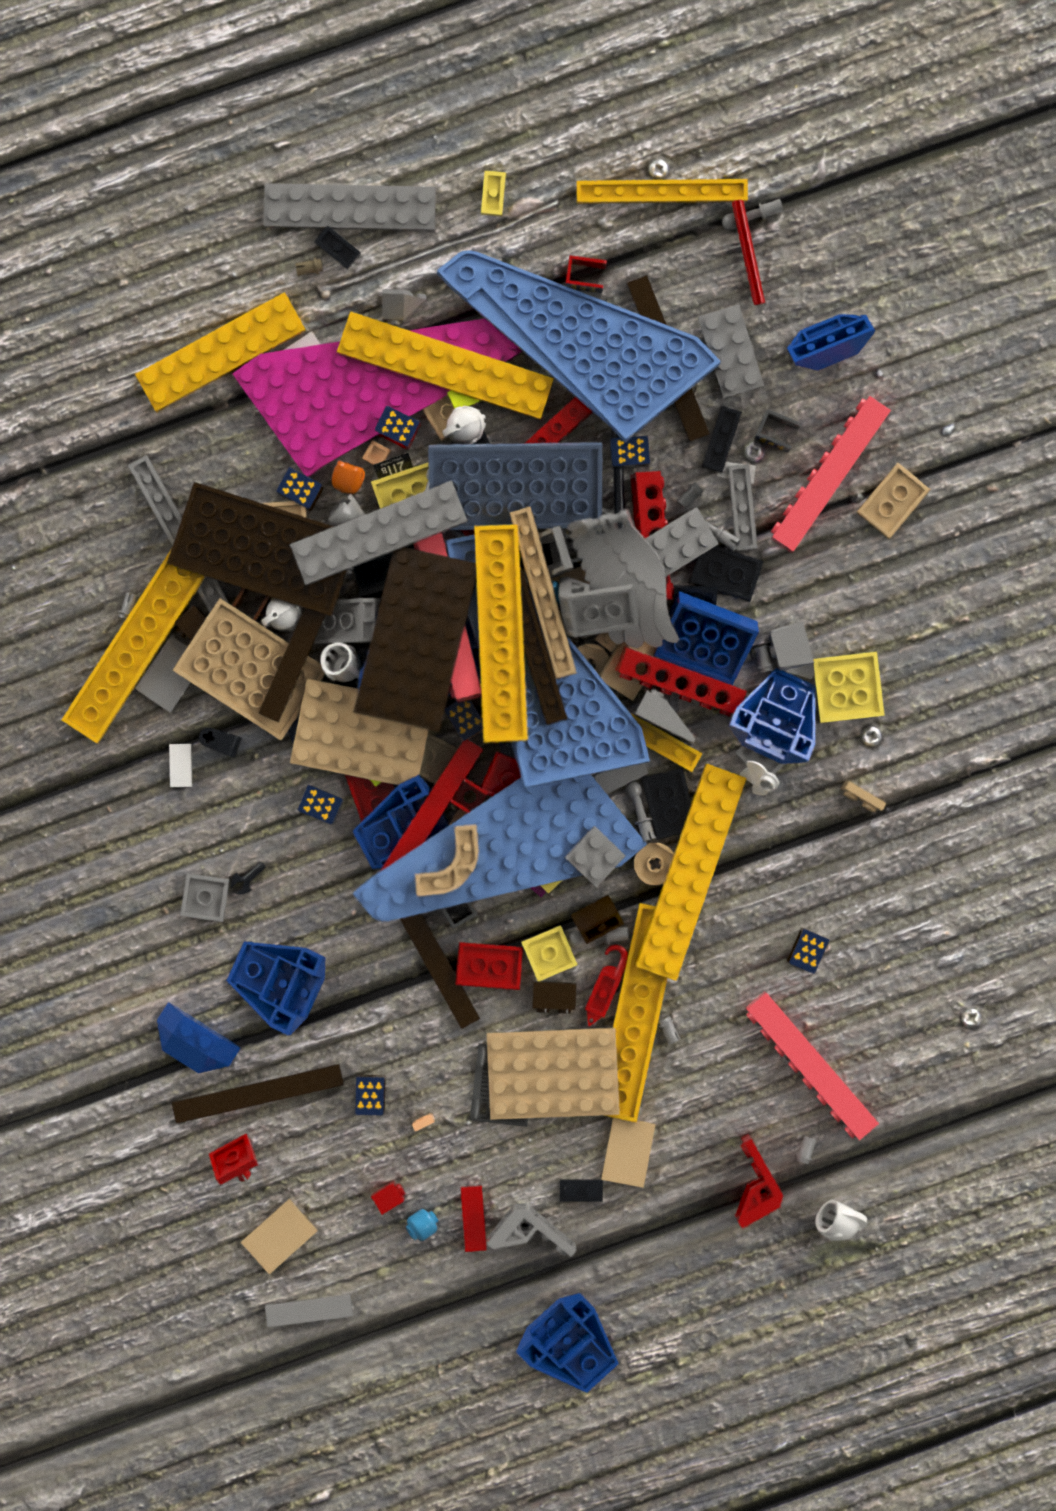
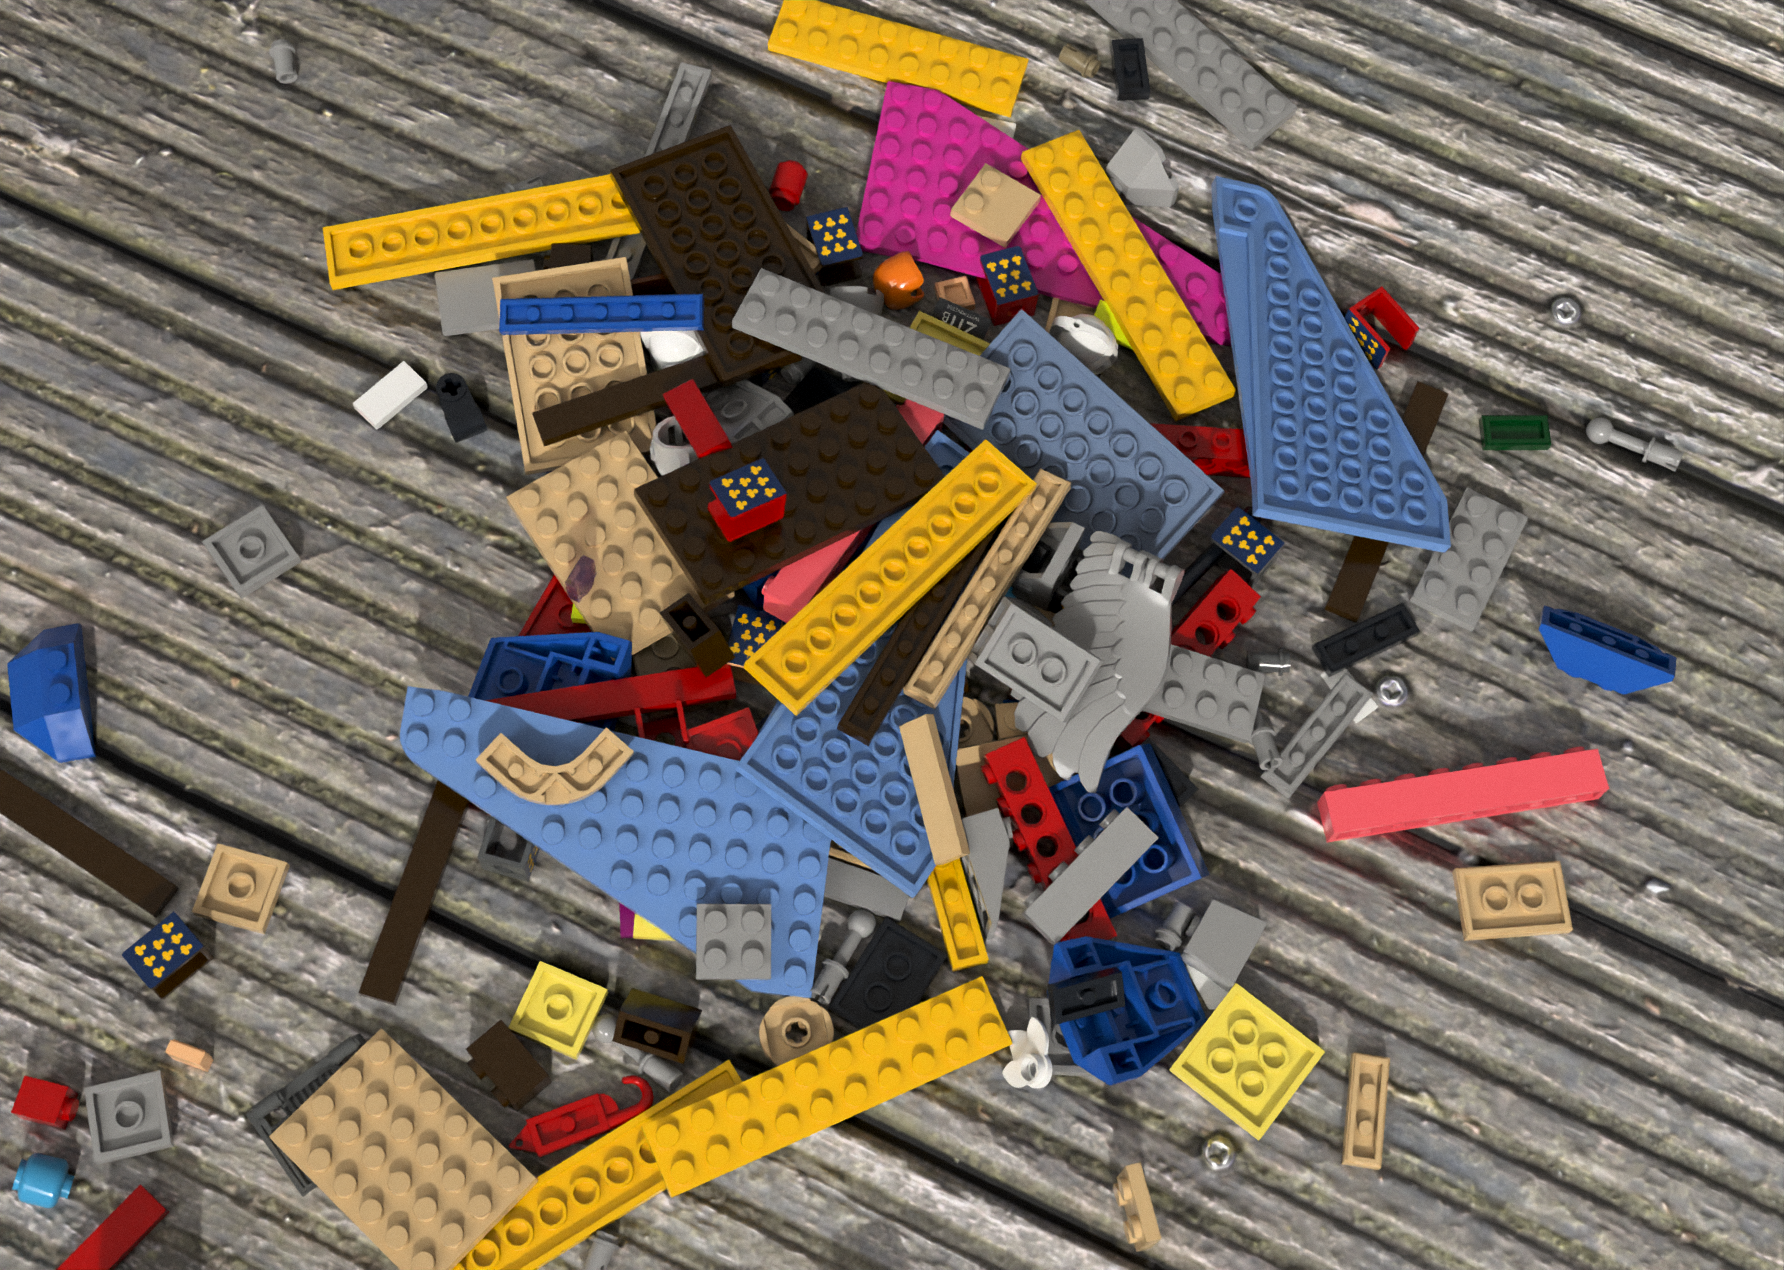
camera: 40 degrees right, 20 degrees down
(242, 638) = (602, 314): none -> blue tile
(244, 478) = (788, 184): none -> red brick
(247, 878) = (318, 580): black bar -> none
(278, 982) = (219, 723): blue wedge -> none
(320, 804) = (489, 578): dark blue piece -> none
(339, 647) = (696, 419): none -> red tile
(352, 392) = (995, 205): none -> tan plate
(366, 1038) = (240, 888): none -> tan plate
(368, 769) = (581, 578): none -> tile
(411, 671) = (747, 500): none -> piece
(426, 1168) = (129, 1117): none -> light grey plate
(442, 743) = (697, 635): none -> dark brown brick
(489, 966) = (472, 952): red tile -> none
(493, 193) = (1354, 167): light yellow plate -> none
(613, 710) = (934, 789): none -> tan tile
(661, 191) = (1551, 330): yellow plate -> none
(693, 263) = (1515, 432): none -> dark green tile
(713, 680) = (1089, 876): none -> light grey brick
(728, 571) = (1230, 787): black tile -> none
(748, 252) = (1591, 475): red axle -> none
(761, 733) = (1086, 995): none -> black plate
(779, 418) = (1459, 675): dark grey piece -> none
(915, 658) = (1365, 1111): none -> tan tile

